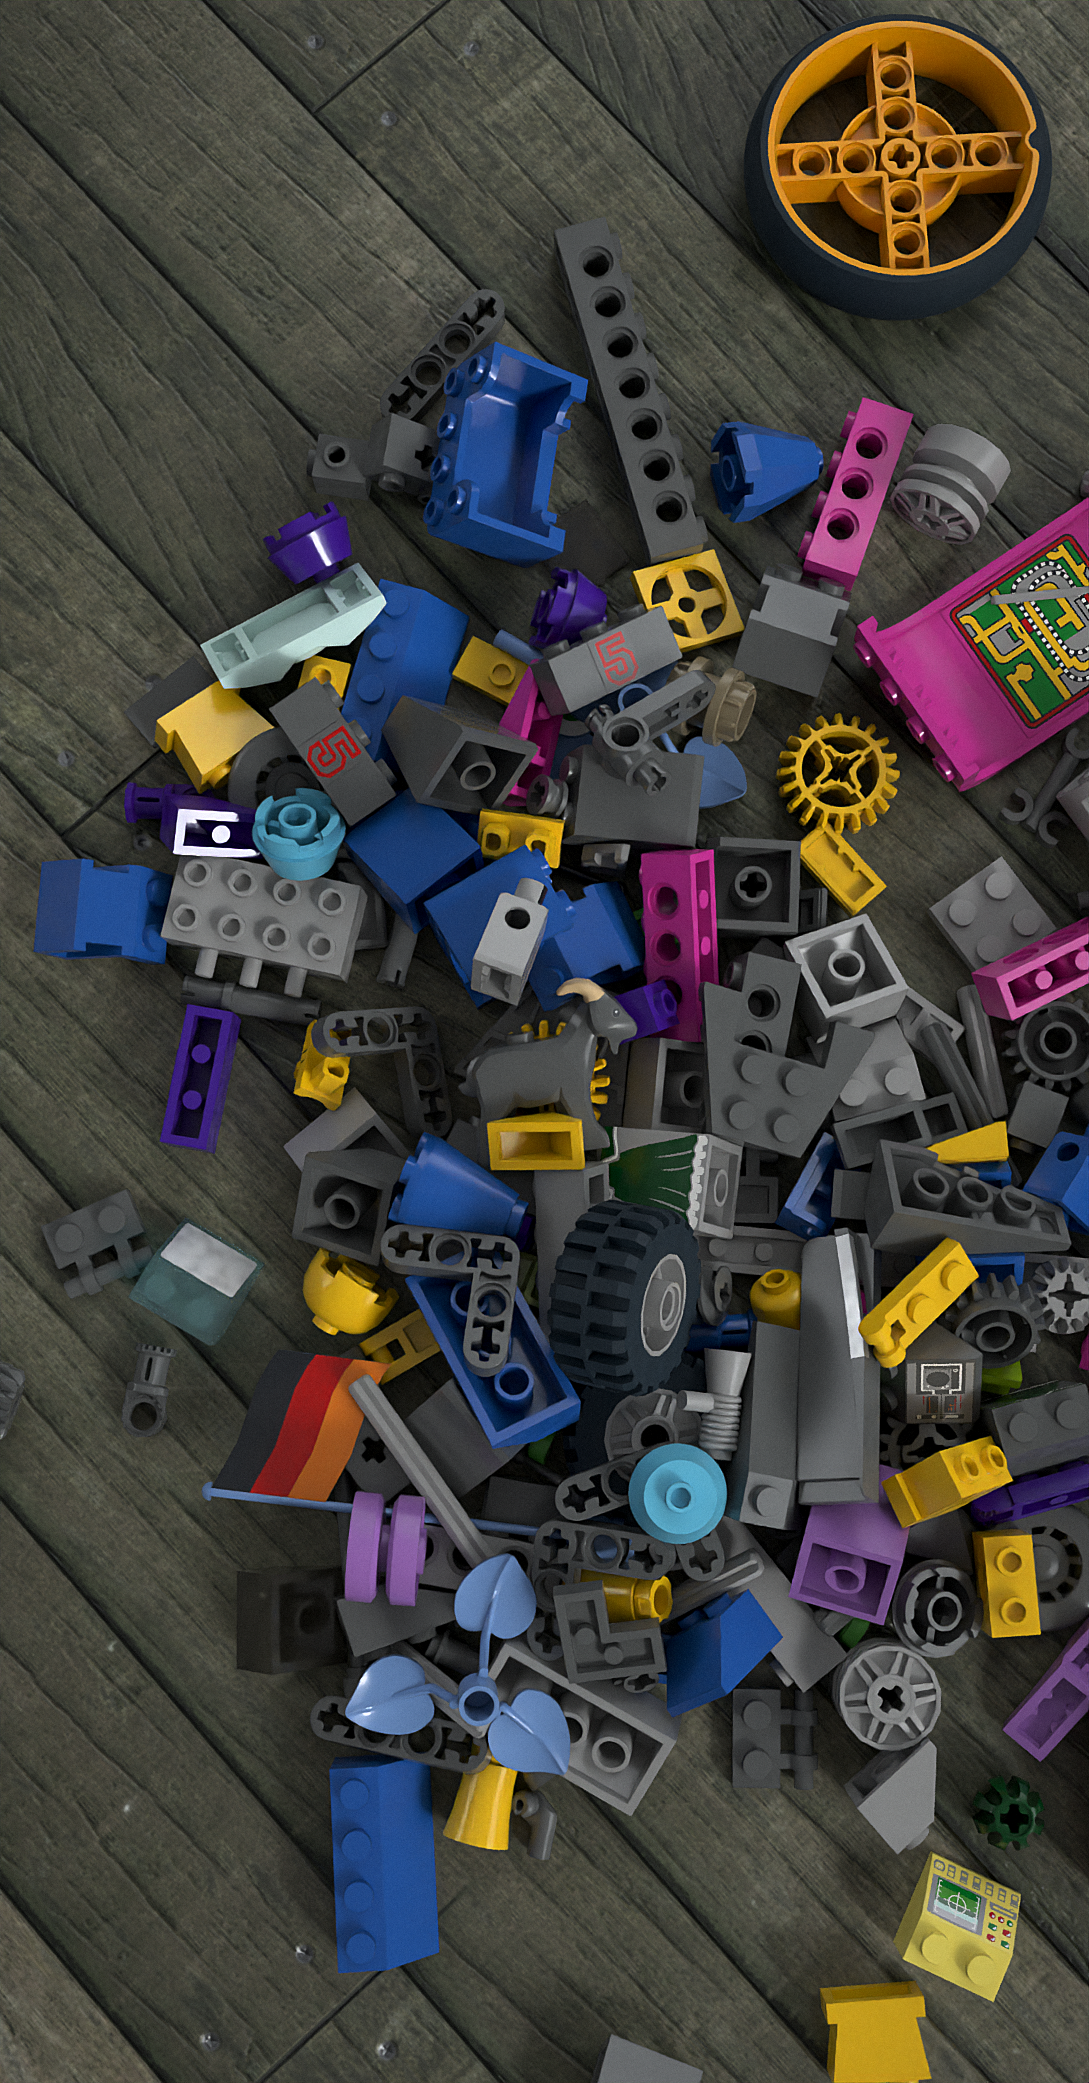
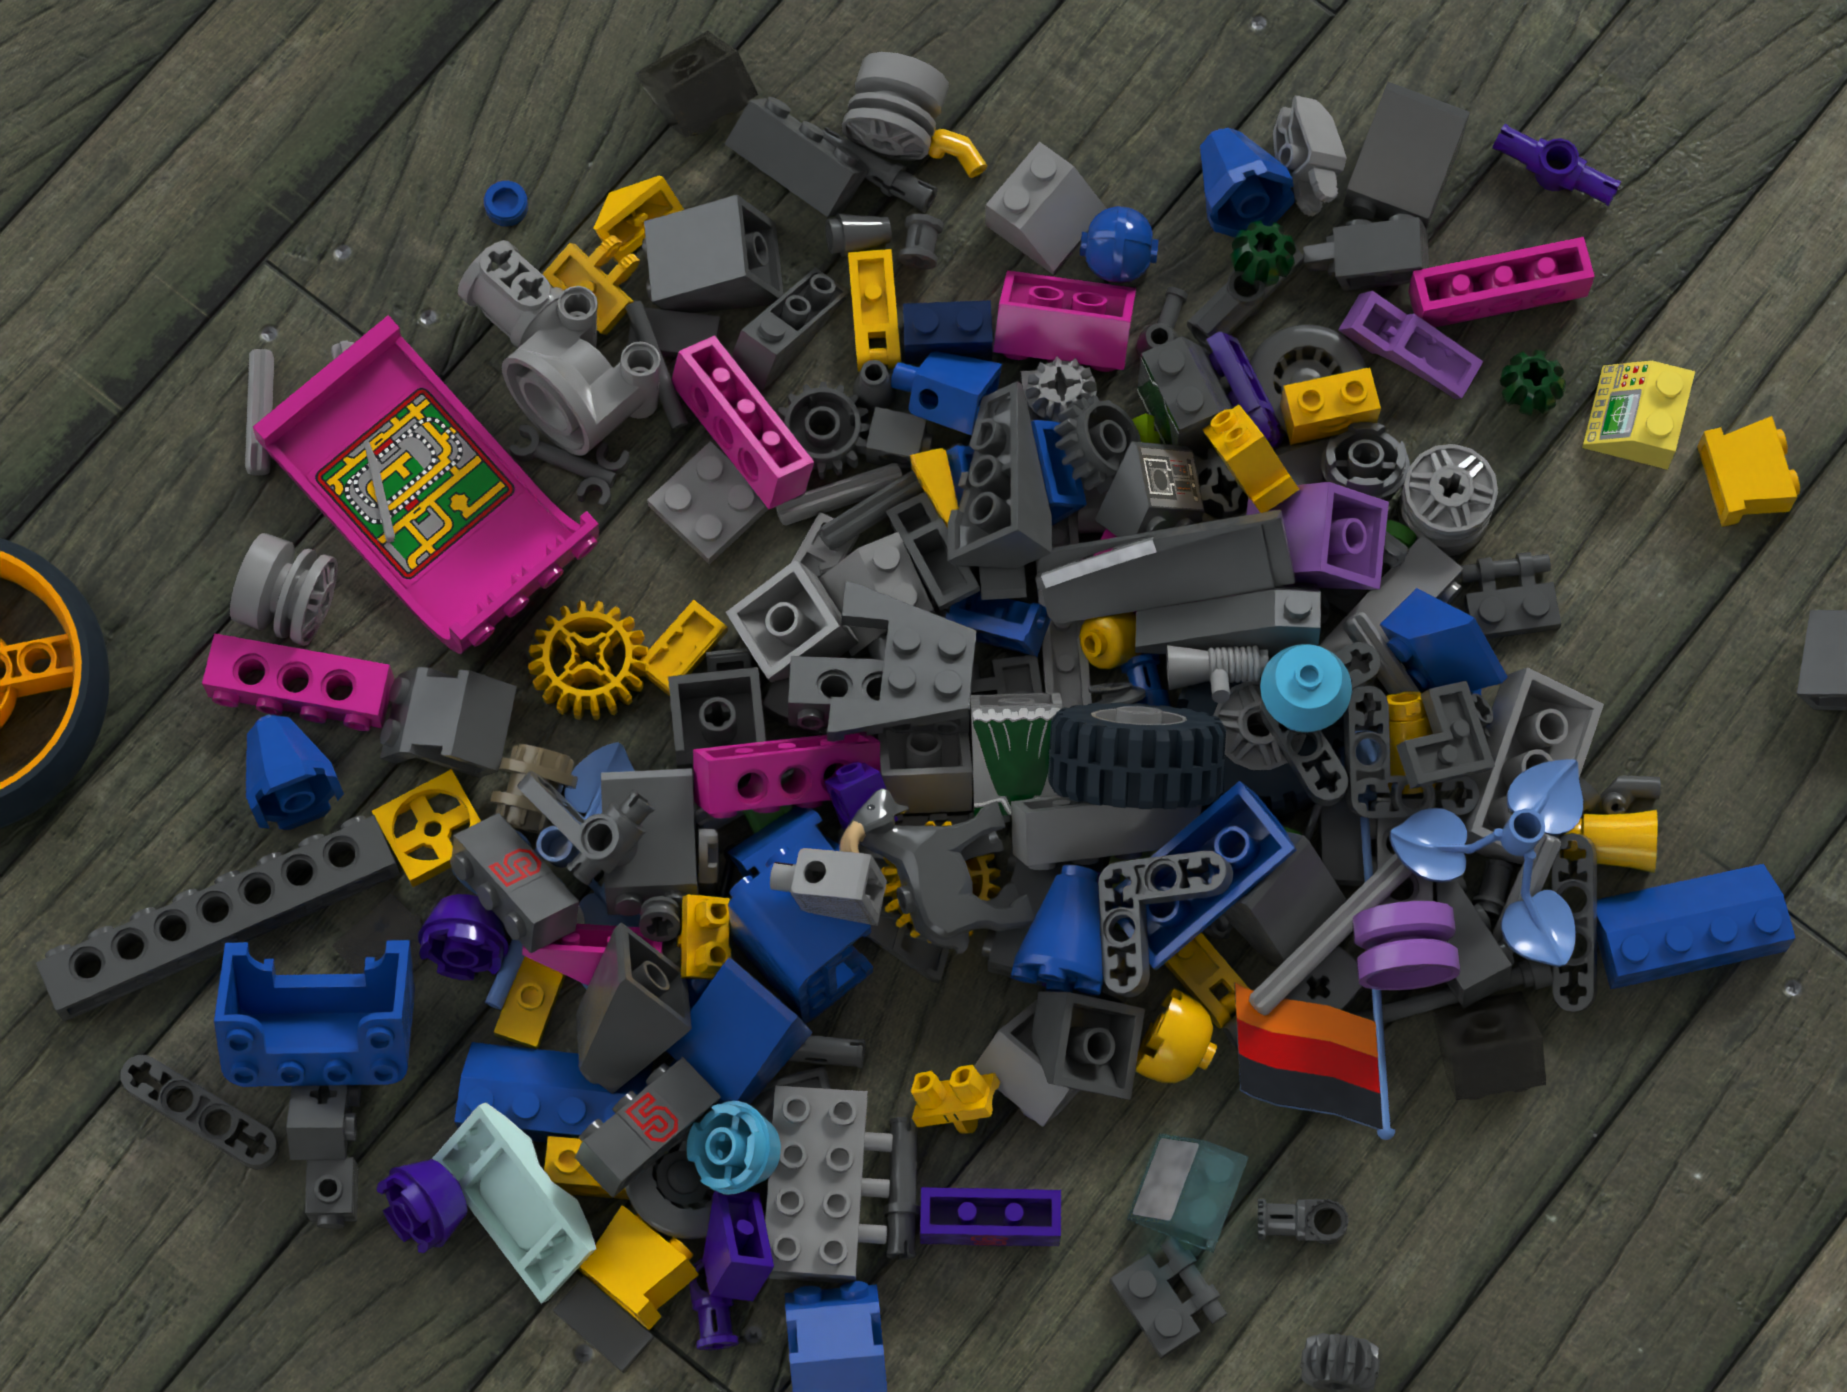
camera: 100 degrees left, 10 degrees down
(407, 1050) = (989, 997): dark grey beam -> none
(536, 1142) = (1004, 862): yellow slope -> none
(898, 1793) = (1533, 474): light grey slope -> none
(917, 1302) = (1094, 503): yellow plate -> none

